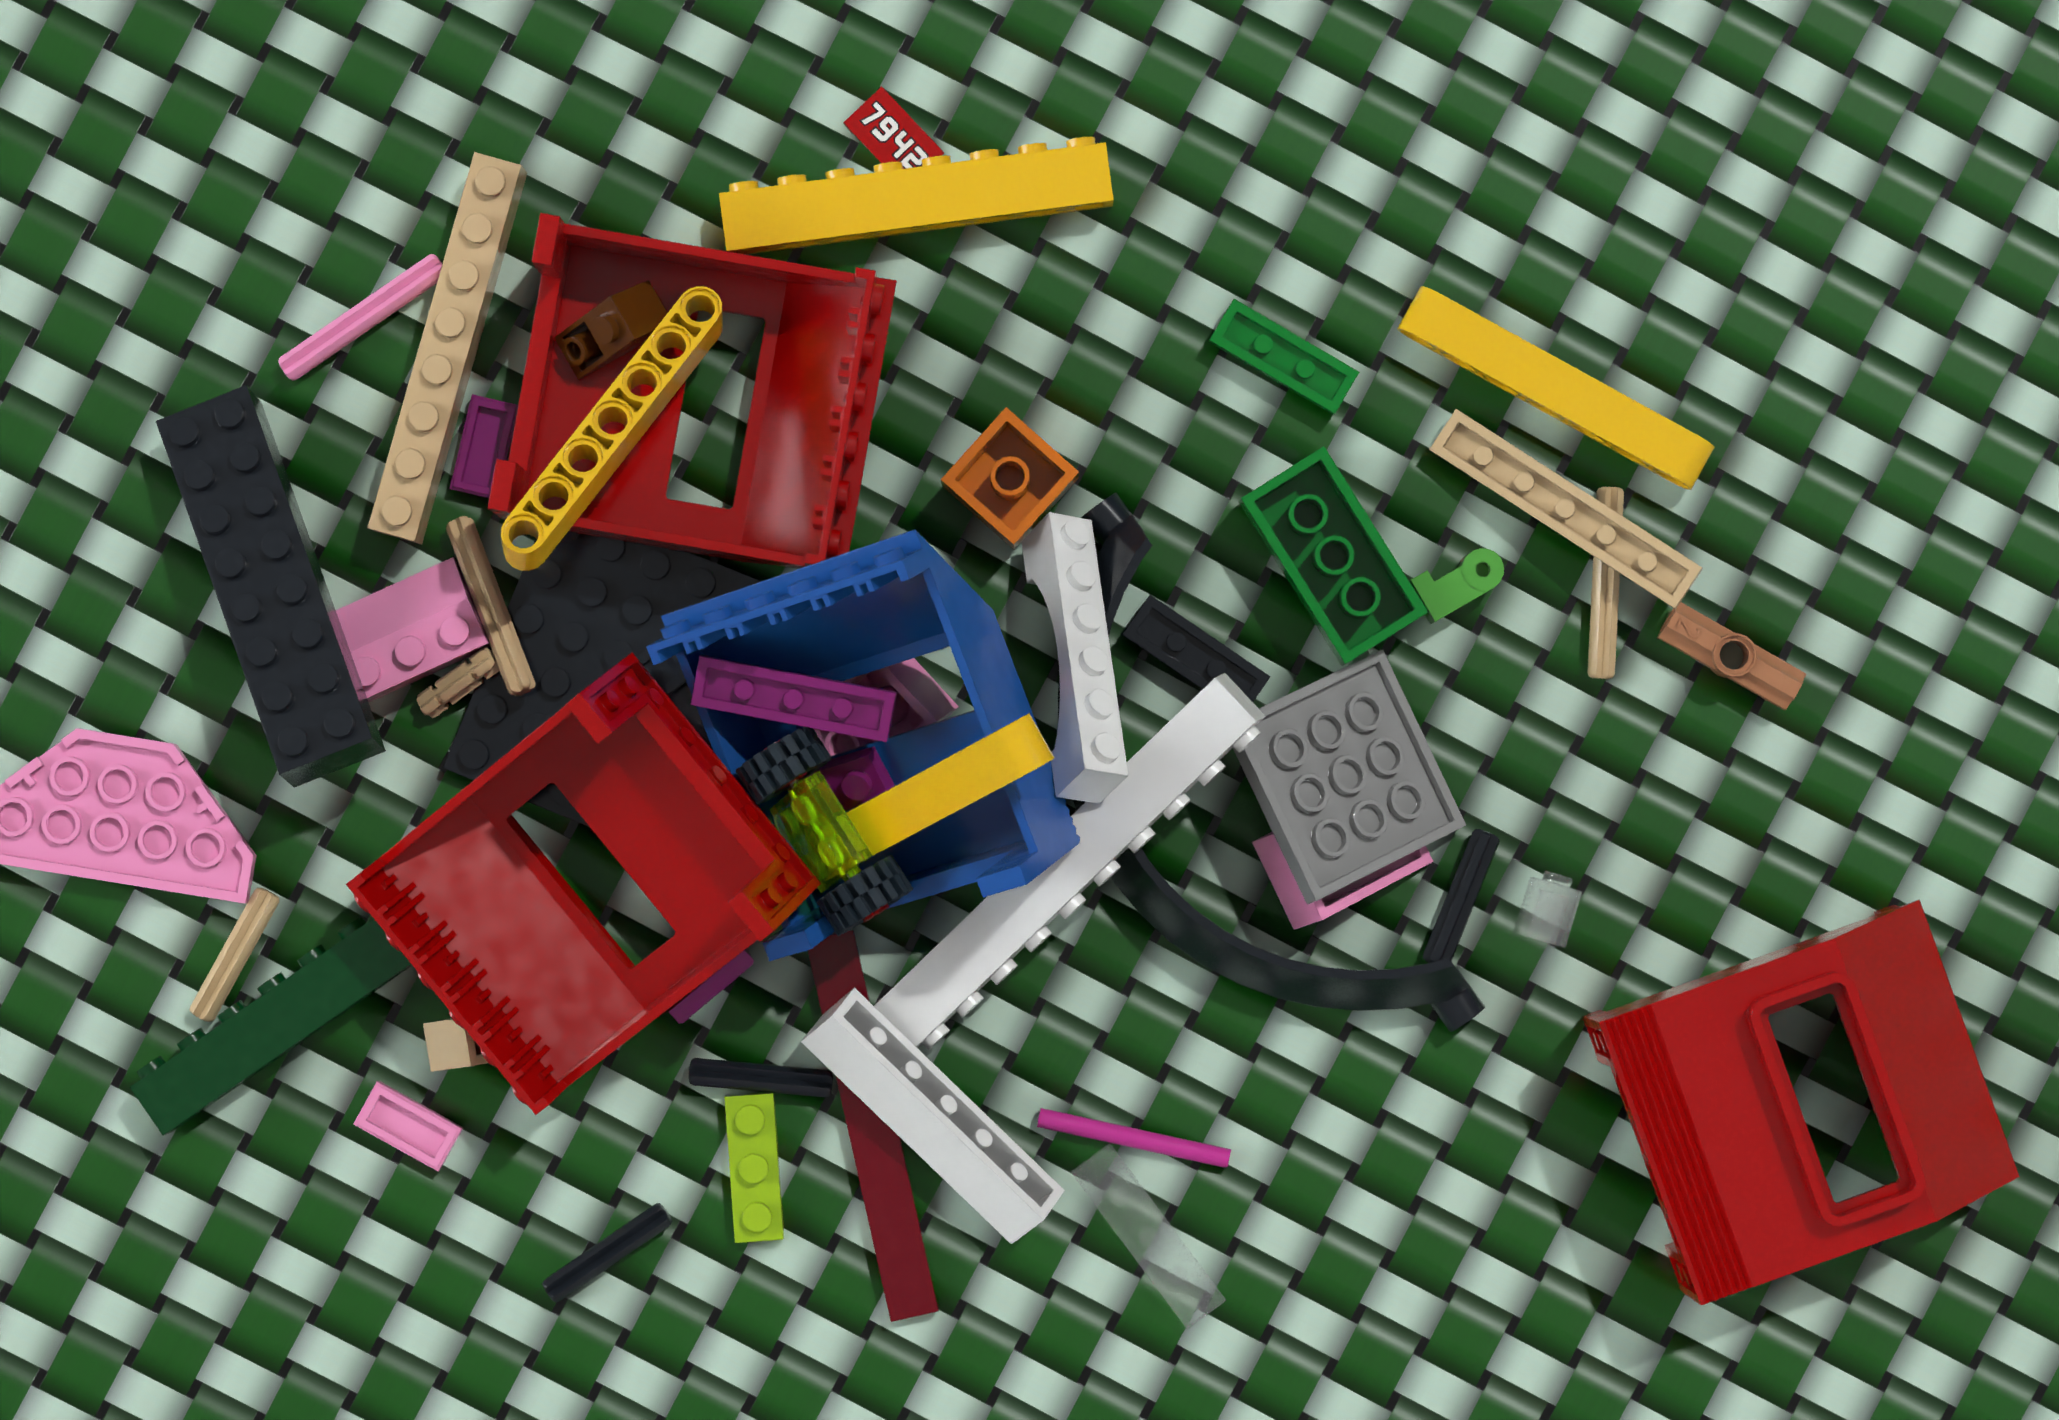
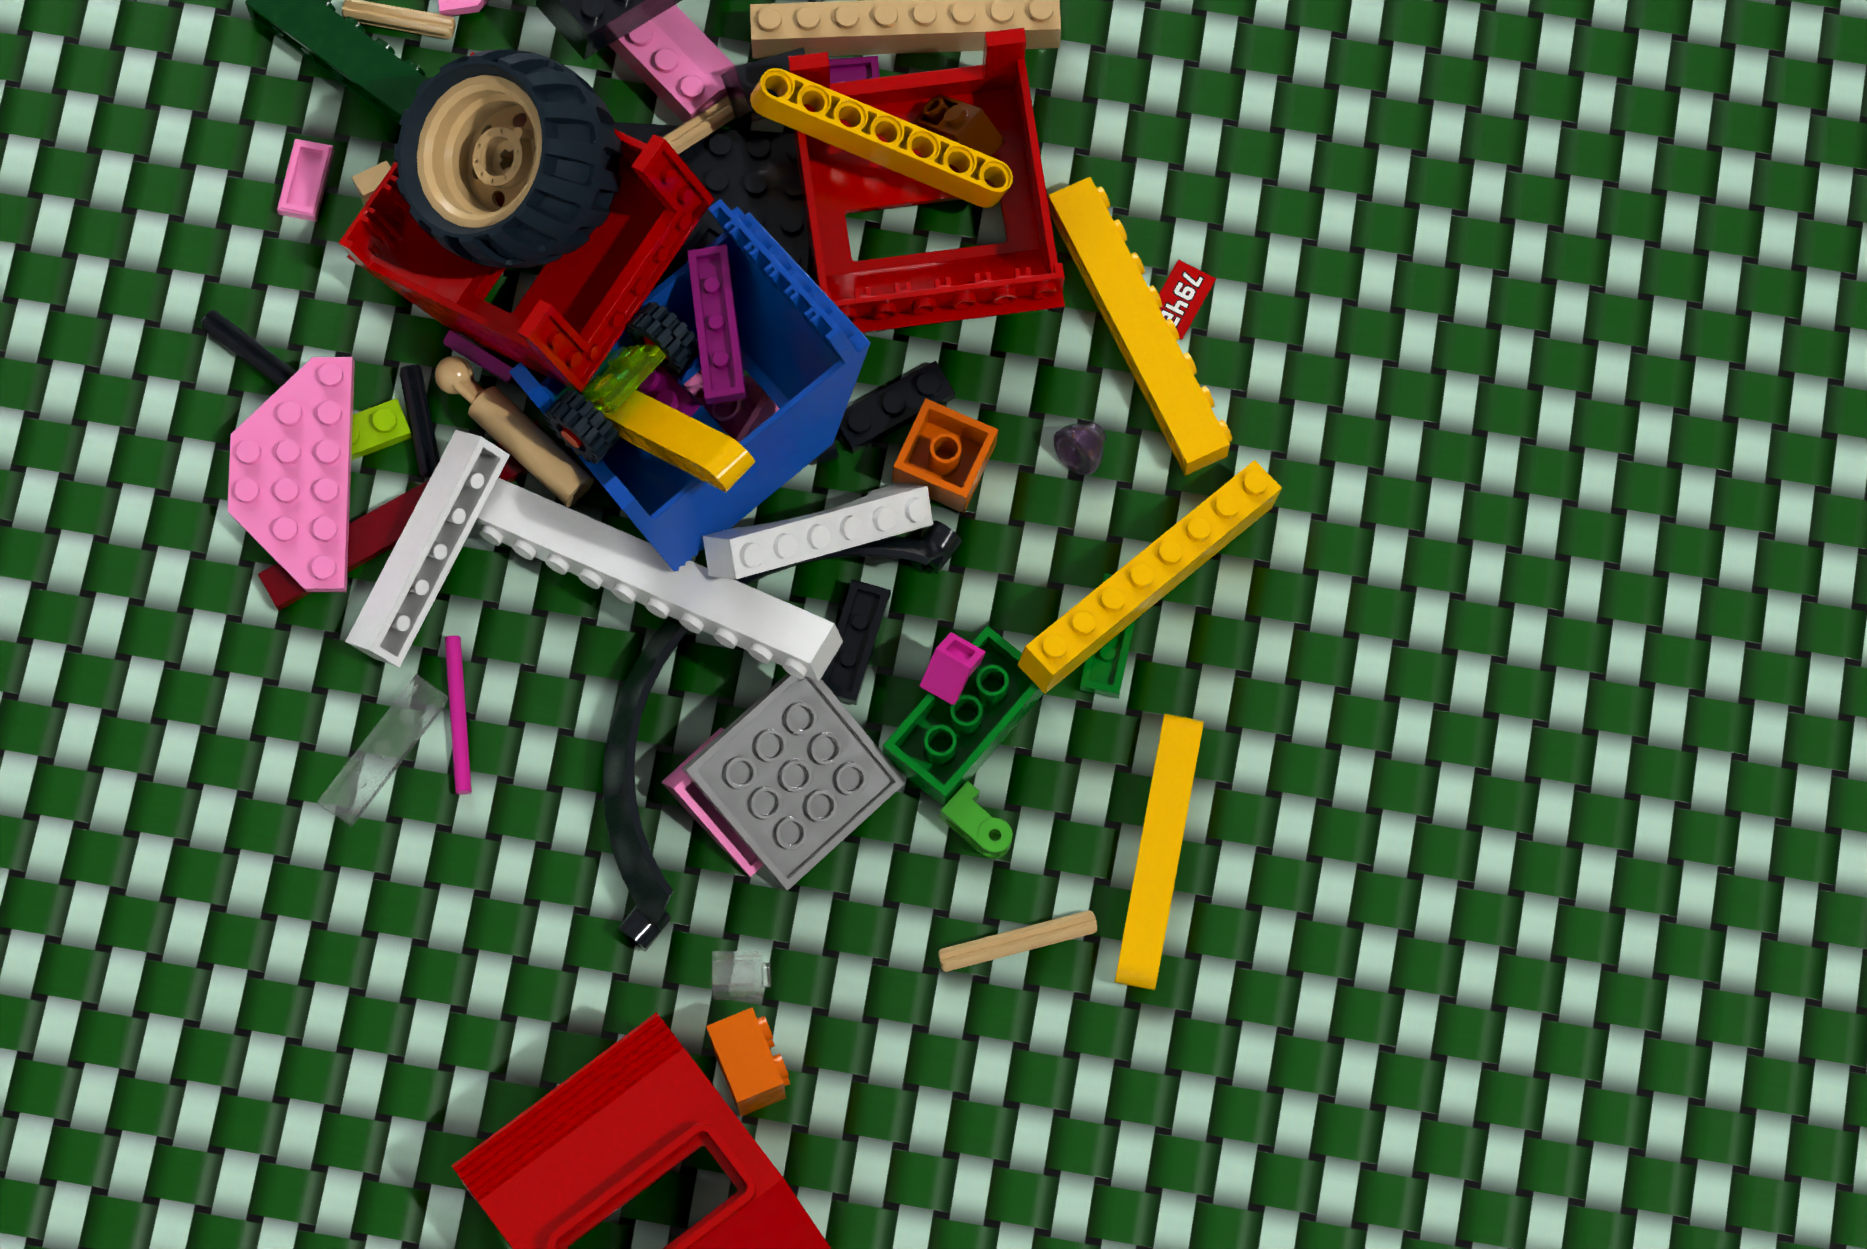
camera: 70 degrees right, 15 degrees down
(458, 683) = (654, 108): tan axle -> none
(473, 543) = (742, 80): none -> black slope
(524, 836) = (508, 159): none -> black wheel
(786, 1243) = (296, 473): none -> bright pink plate
(816, 973) = (515, 432): none -> tan piece
(919, 496) = (893, 406): none -> black plate
(1046, 315) = (1080, 447): none -> clear purple brick
(1241, 290) = (1149, 577): none -> yellow brick
(1284, 555) = (951, 667): none -> dark pink panel
(1461, 896) = (728, 906): black axle -> none
(1566, 509) = (1064, 885): tan plate -> none
(1658, 934) = (746, 1061): none -> orange brick
(1759, 670) = (988, 1081): nougat piece -> none

